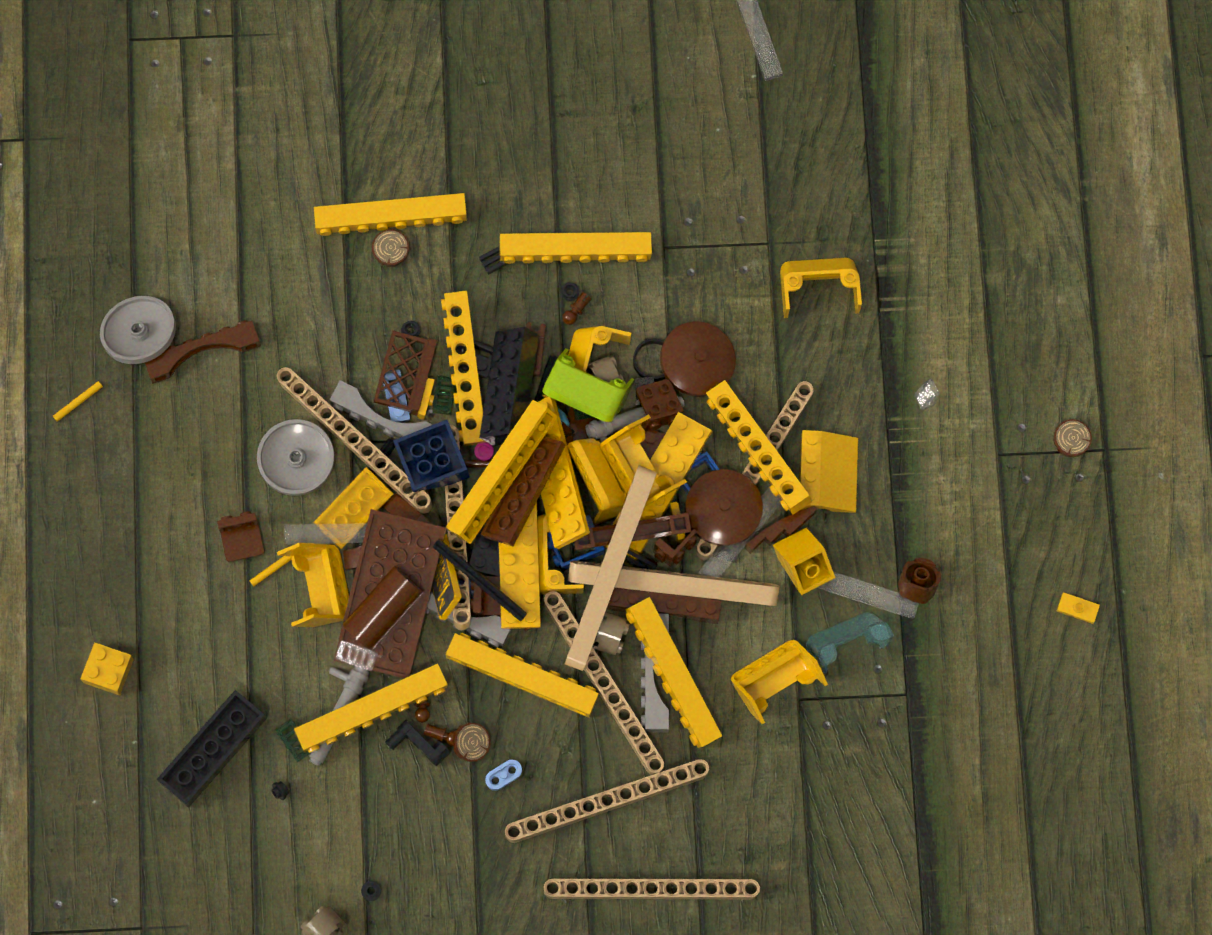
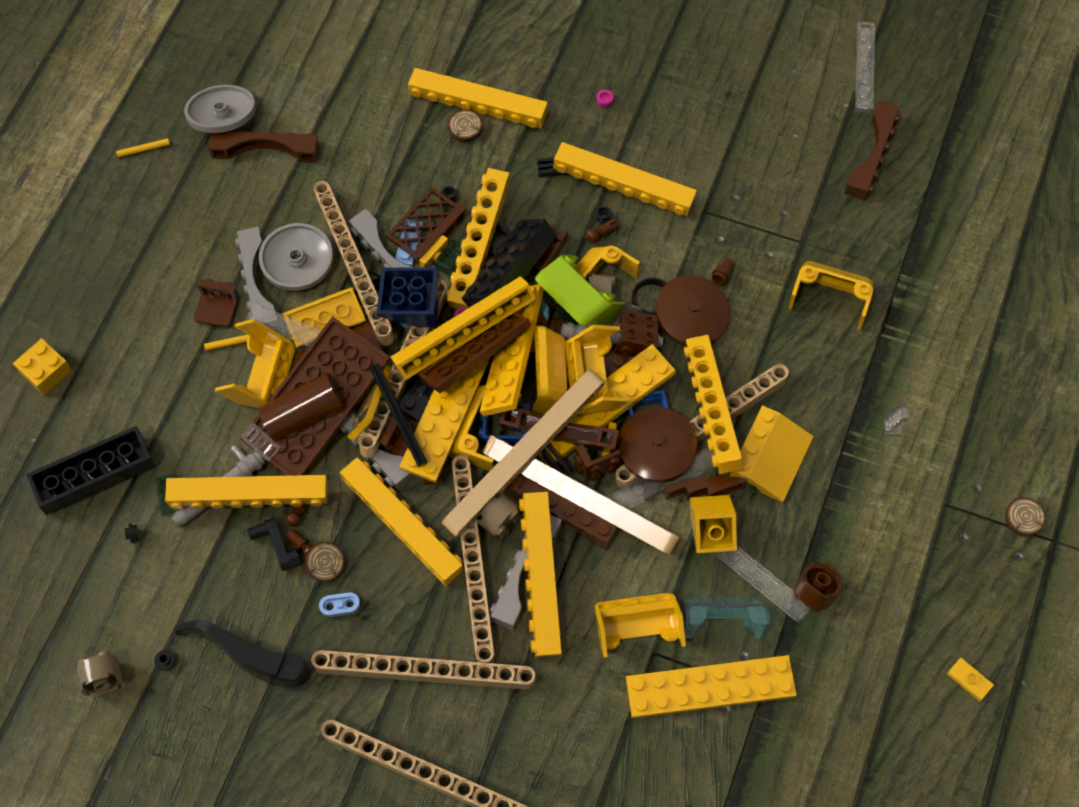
camera: 30 degrees right, 10 degrees down
(245, 465) = (249, 243): none -> light grey arch
(458, 857) = (263, 664): none -> black animal
(515, 162) = (605, 98): none -> dark pink tile
(709, 307) = (722, 272): none -> reddish brown cone
(797, 83) = (861, 177): none -> reddish brown arch
(860, 708) = (710, 686): none -> yellow plate

